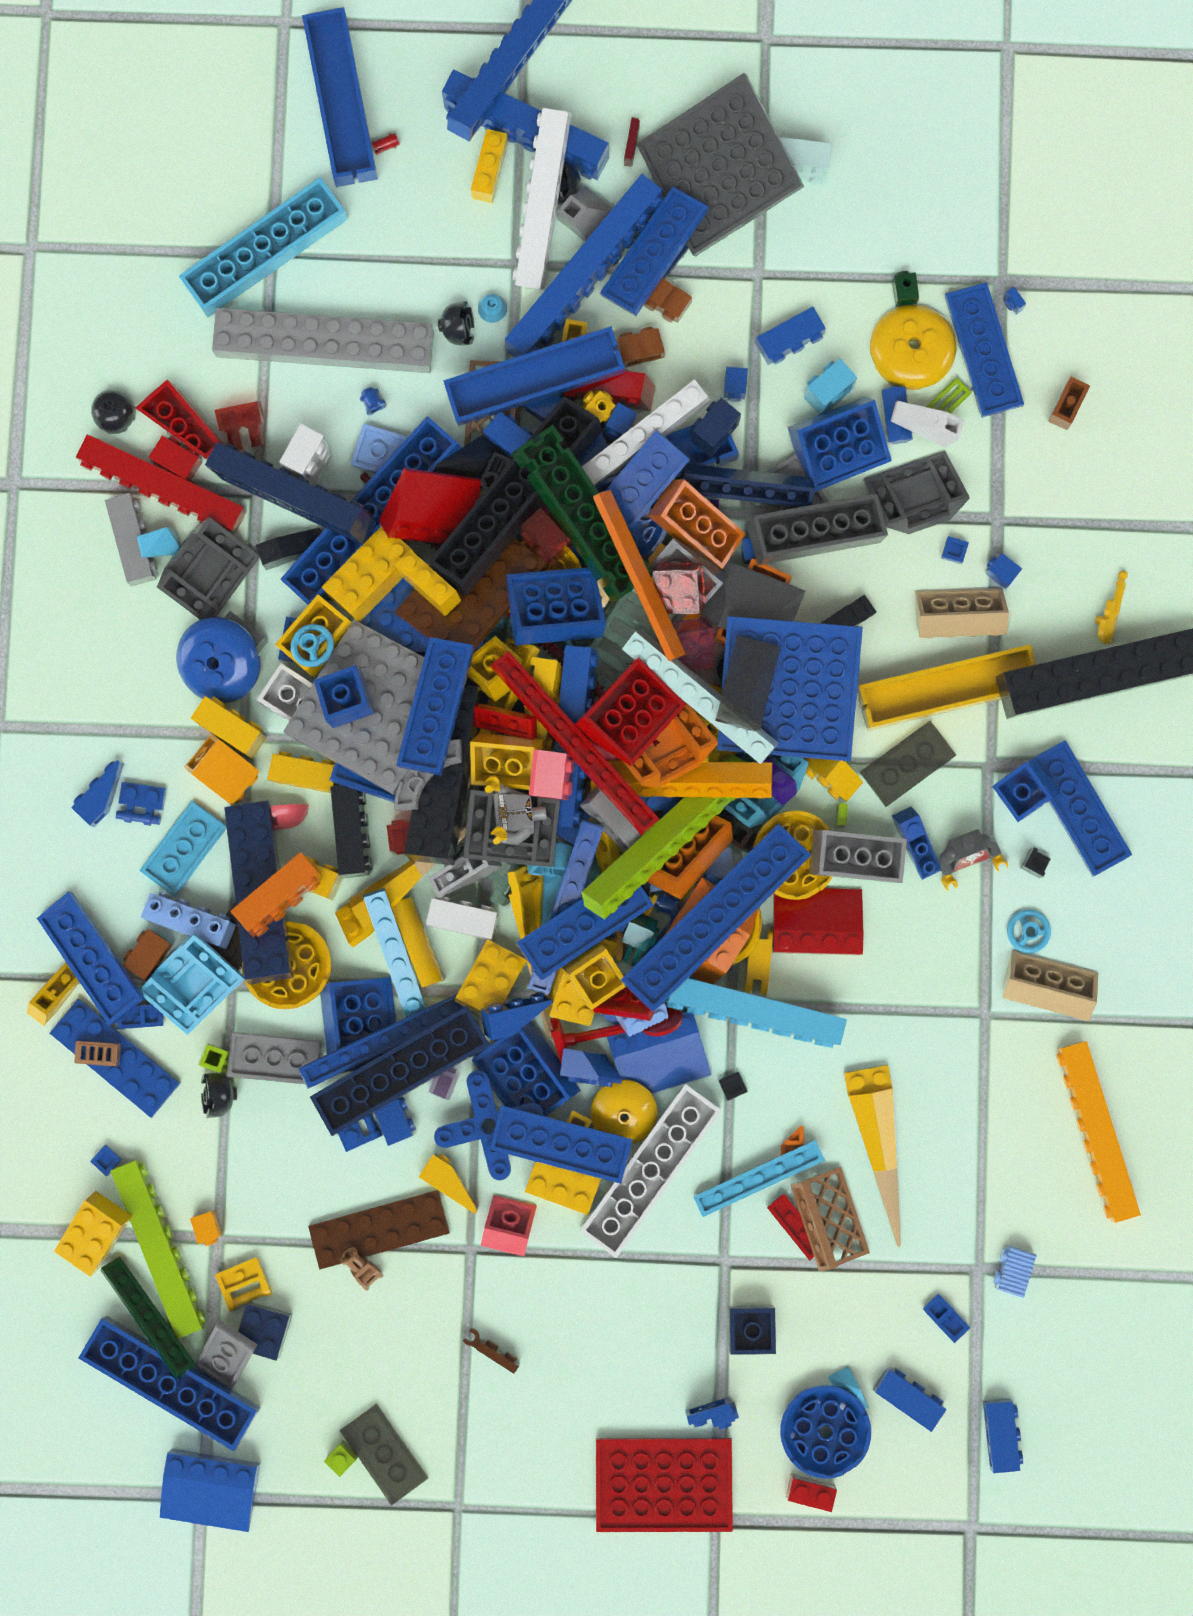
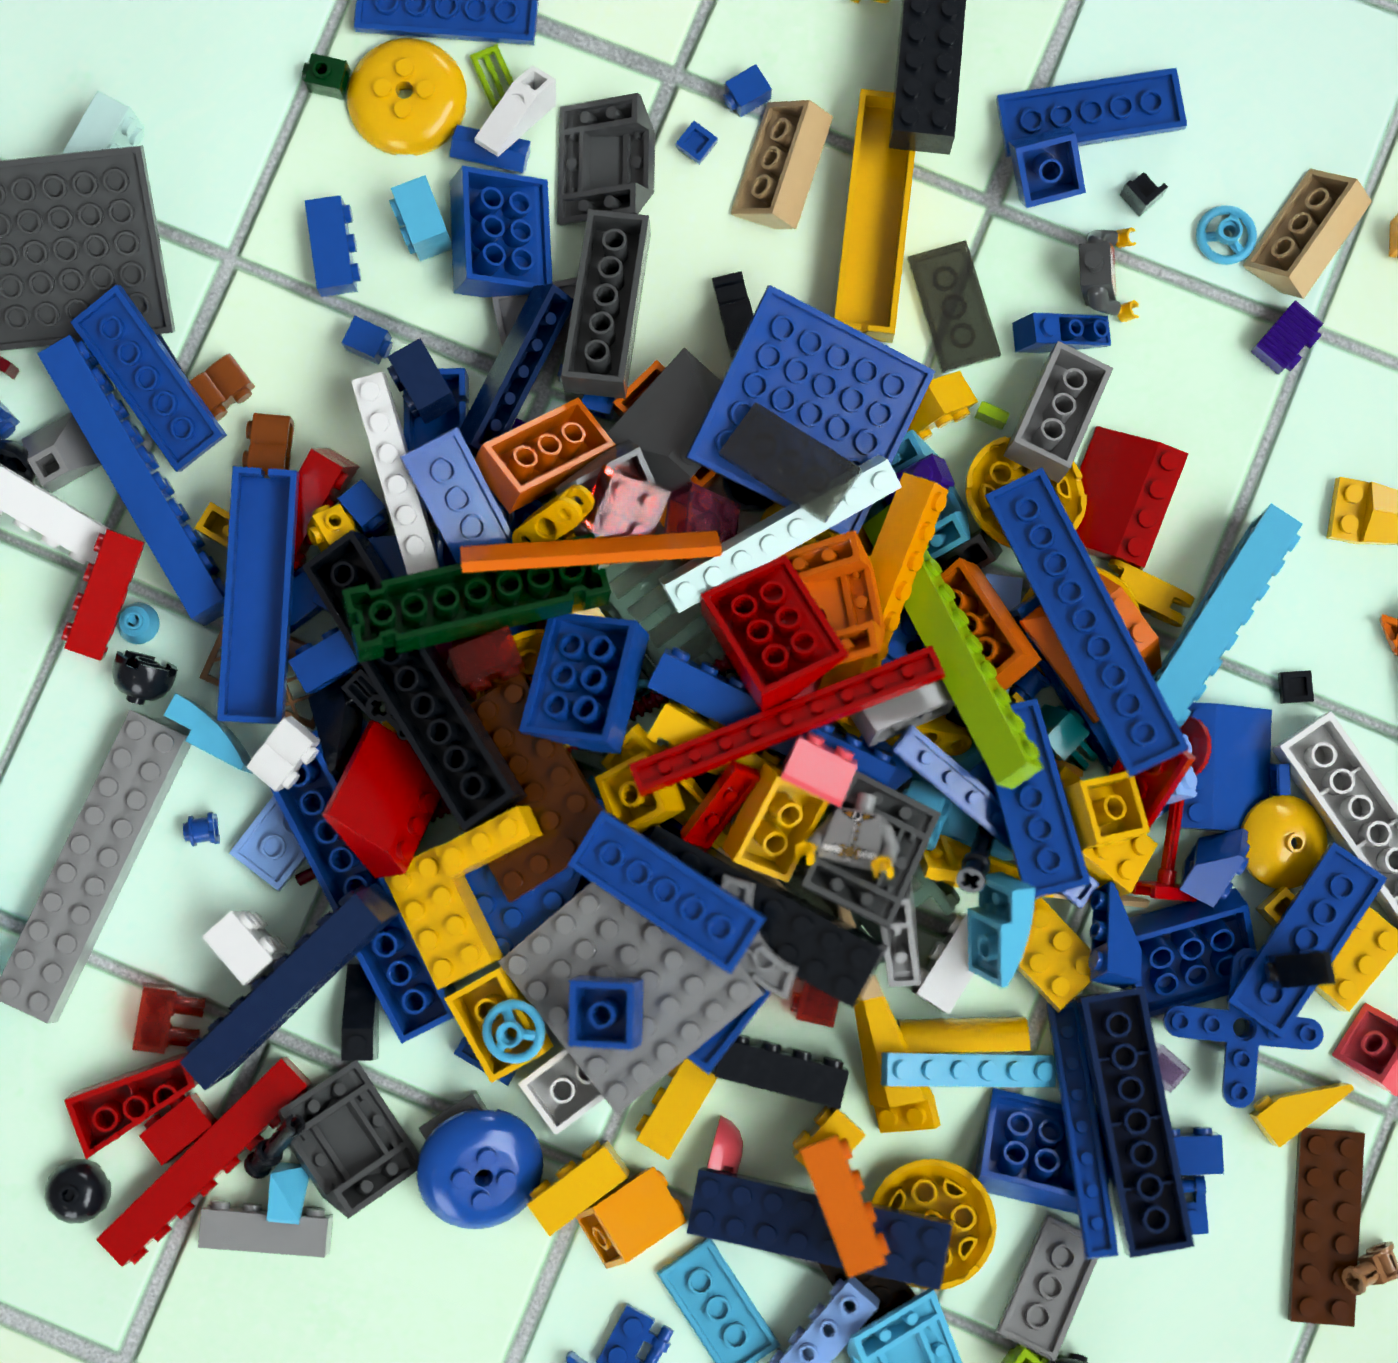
camera: 70 degrees left, 0 degrees up
(181, 522) = (270, 1151): none -> black pin
(432, 383) = (207, 732): none -> medium azure slope
(436, 431) = (284, 754): none -> white brick
(492, 932) = (999, 928): none -> medium azure slope
(499, 277) = (103, 595): none -> red wedge
(528, 902) = (976, 864): none -> black pin
(535, 1138) = (1300, 969): none -> black slope
(654, 545) = (556, 516): none -> yellow piece
(665, 1094) = (1280, 779): none -> blue tile
(971, 996) = (1287, 337): none -> dark purple brick

